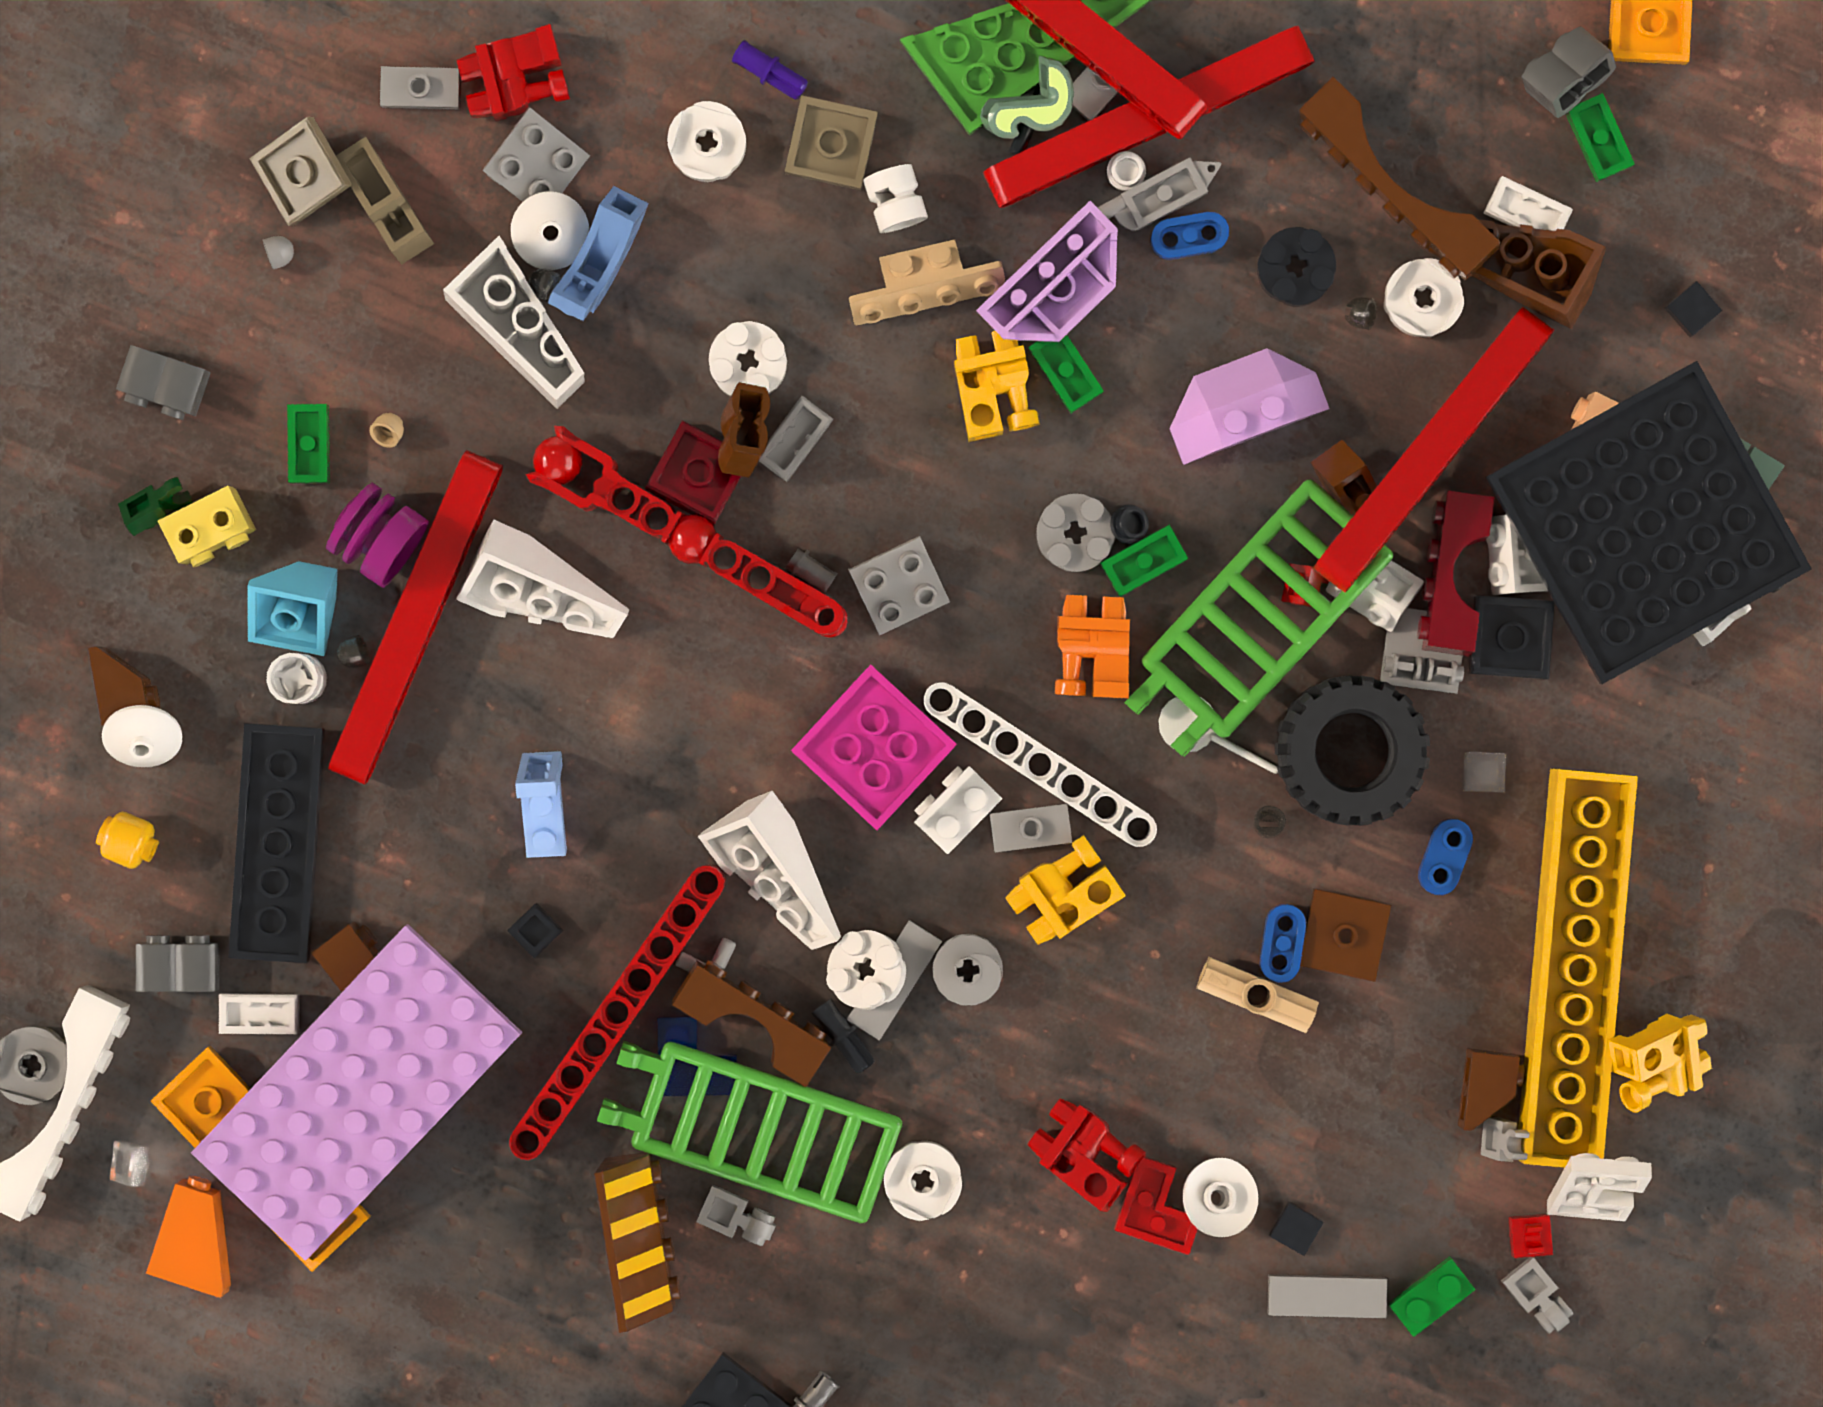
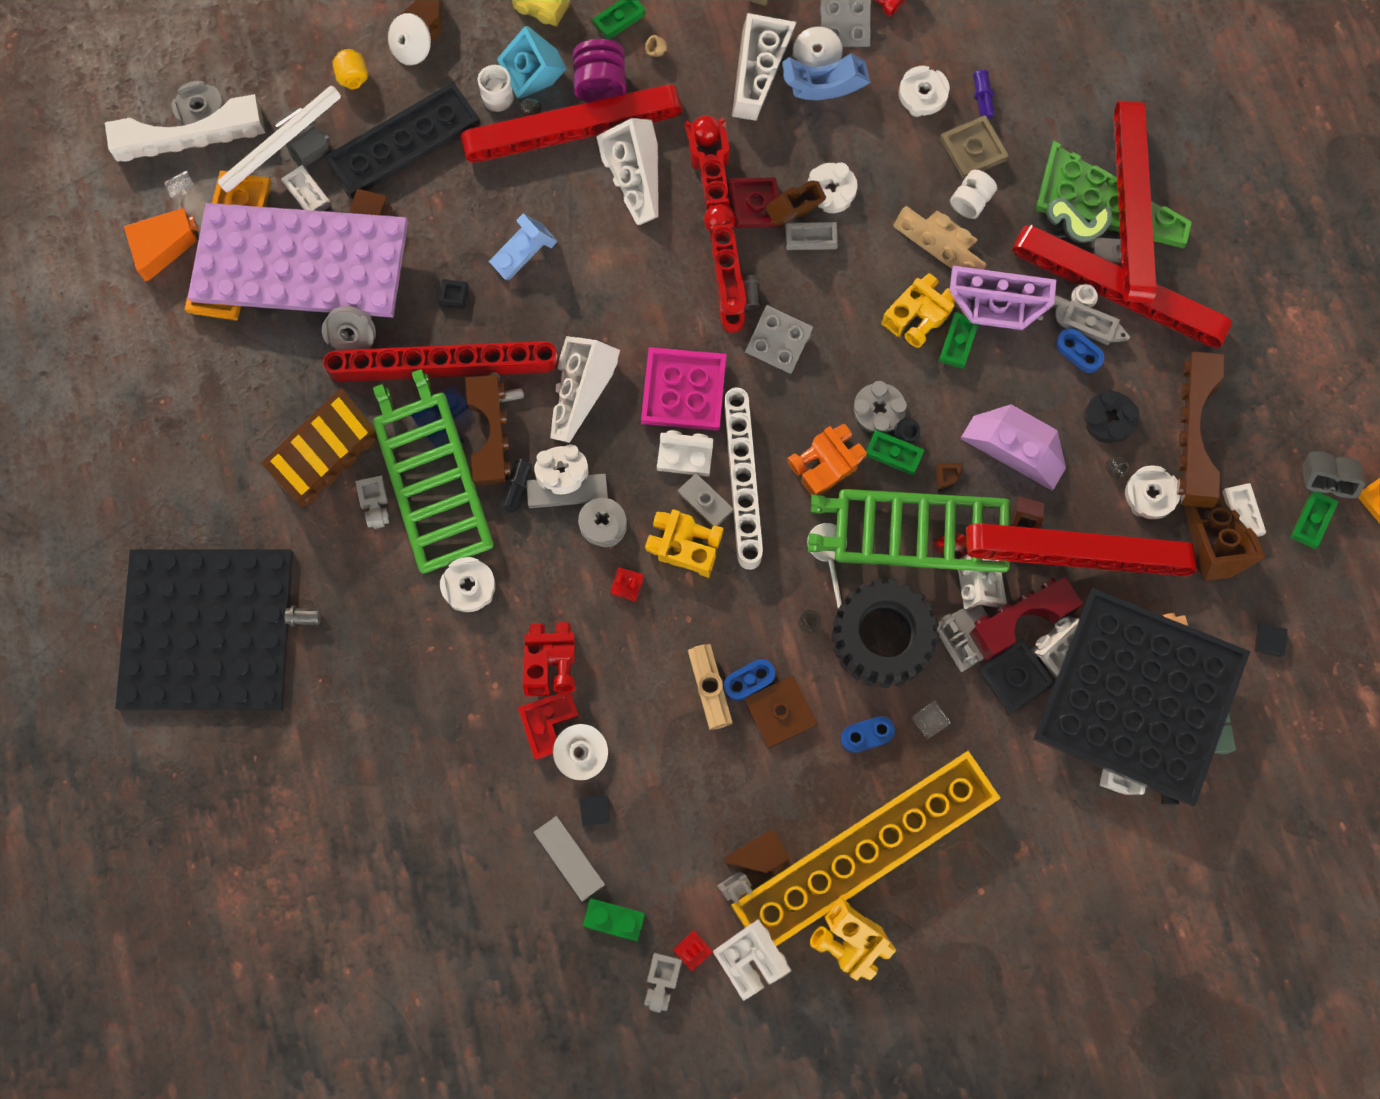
camera: 50 degrees right, 15 degrees down
(170, 1002) = (279, 139): none -> white axle
(480, 1100) = (352, 318): none -> light grey plate
(1061, 995) = (627, 584): none -> red tile
(1217, 518) = (947, 475): none -> reddish brown tile

